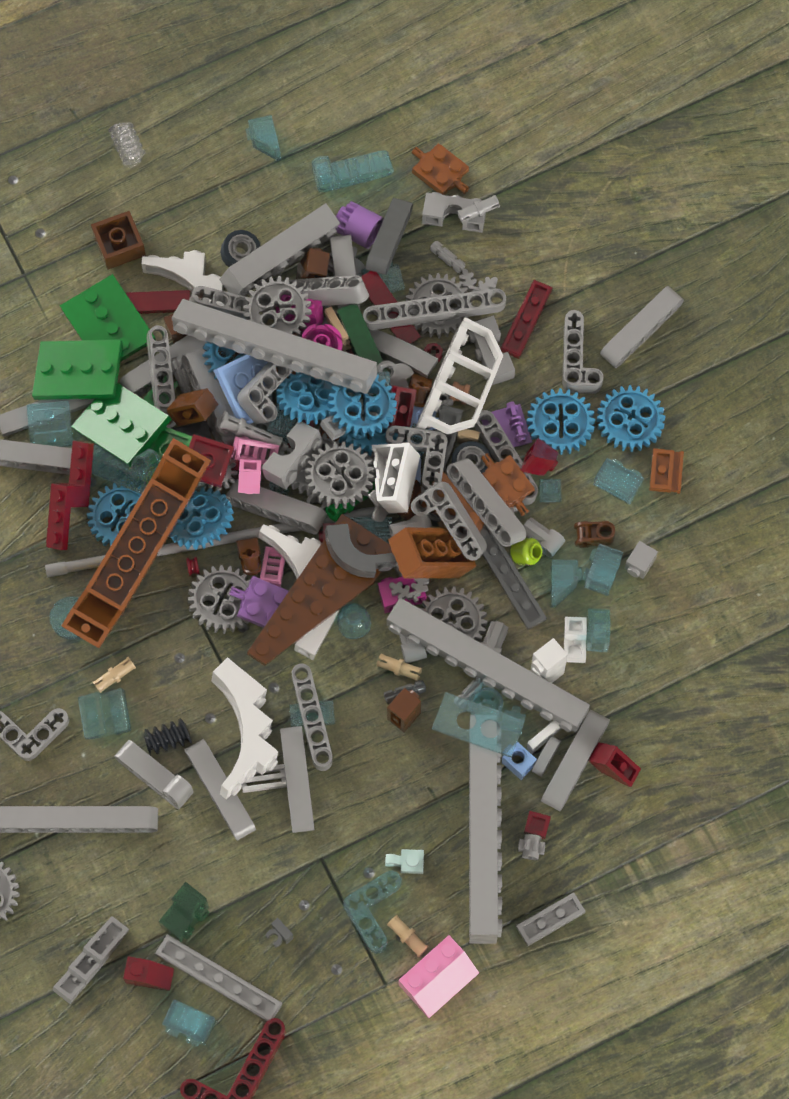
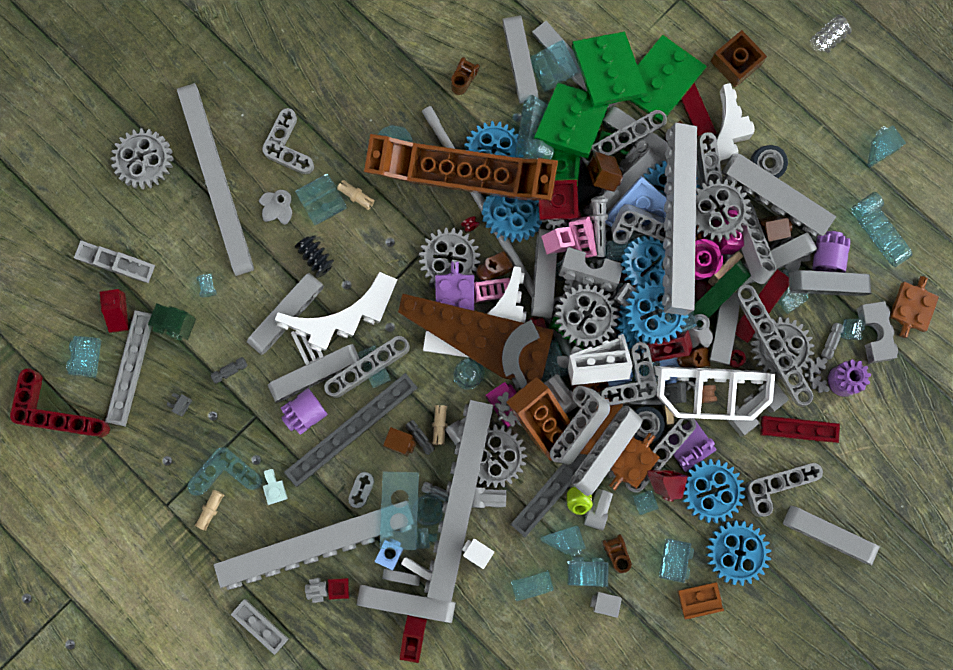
camera: 70 degrees right, 10 degrees up
(22, 517) = (464, 73): none -> reddish brown piece
(69, 495) = (494, 102): dark red bracket -> none
(97, 766) = (275, 209): none -> light grey plate
(152, 773) = (280, 258): light grey beam -> none
(156, 865) = (206, 285): none -> clear light blue bush
(260, 870) = (228, 370): none -> dark grey axle
(336, 800) = (303, 412): none -> medium lavender gear
(372, 760) = (350, 430): none -> dark grey plate
(438, 976) = (182, 547): bright pink slope -> none
(443, 233) = (852, 329): none -> clear light blue tile
(443, 766) = (357, 487): none -> light grey beam
(478, 208) = (886, 352): light grey pin -> none
(491, 254) = (848, 378): none -> medium lavender gear
(575, 639) = (515, 568): white slope -> none

